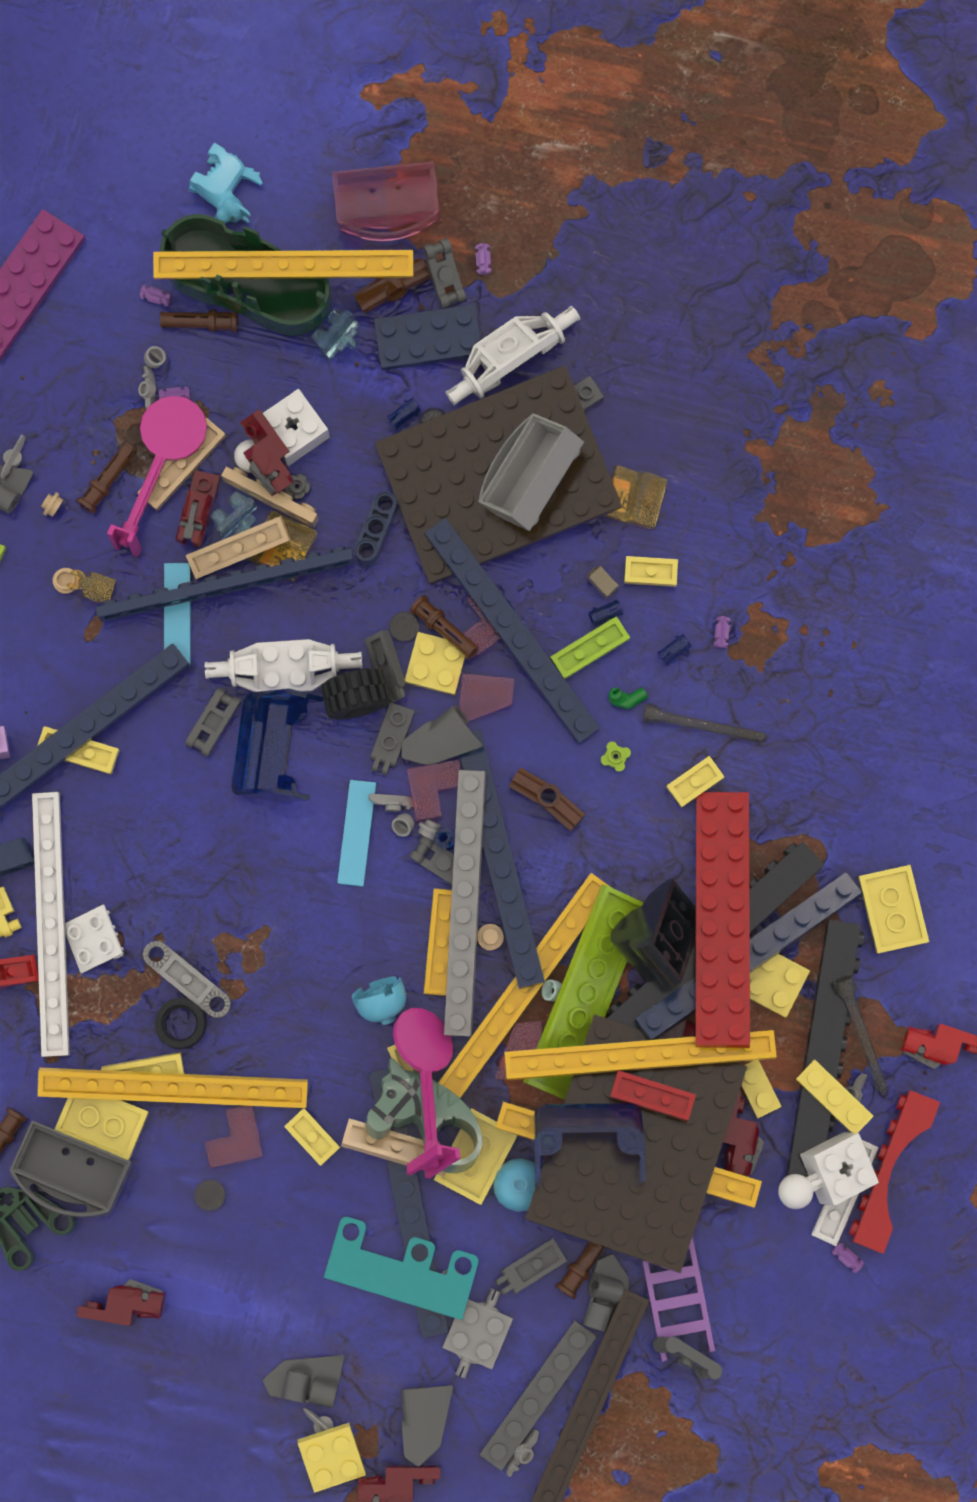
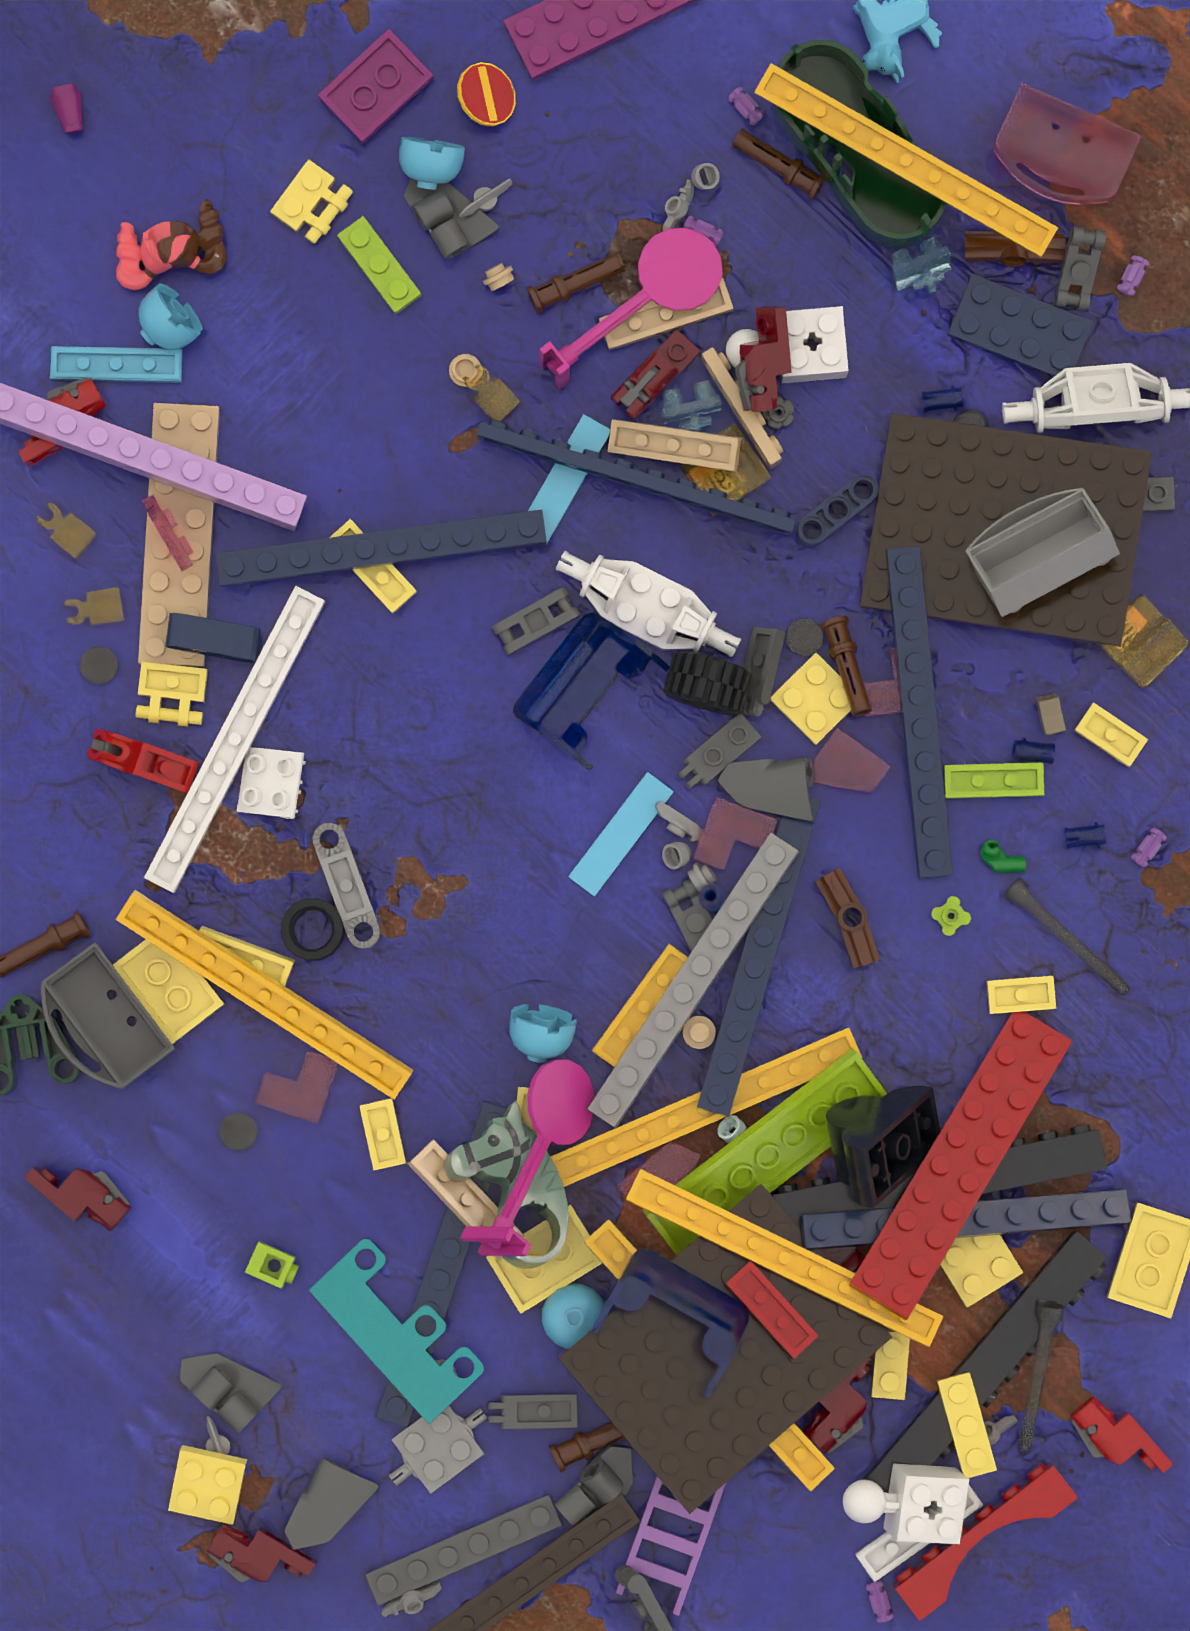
camera: 30 degrees right, 5 degrees up
(277, 1274) = (259, 1265): none -> lime brick

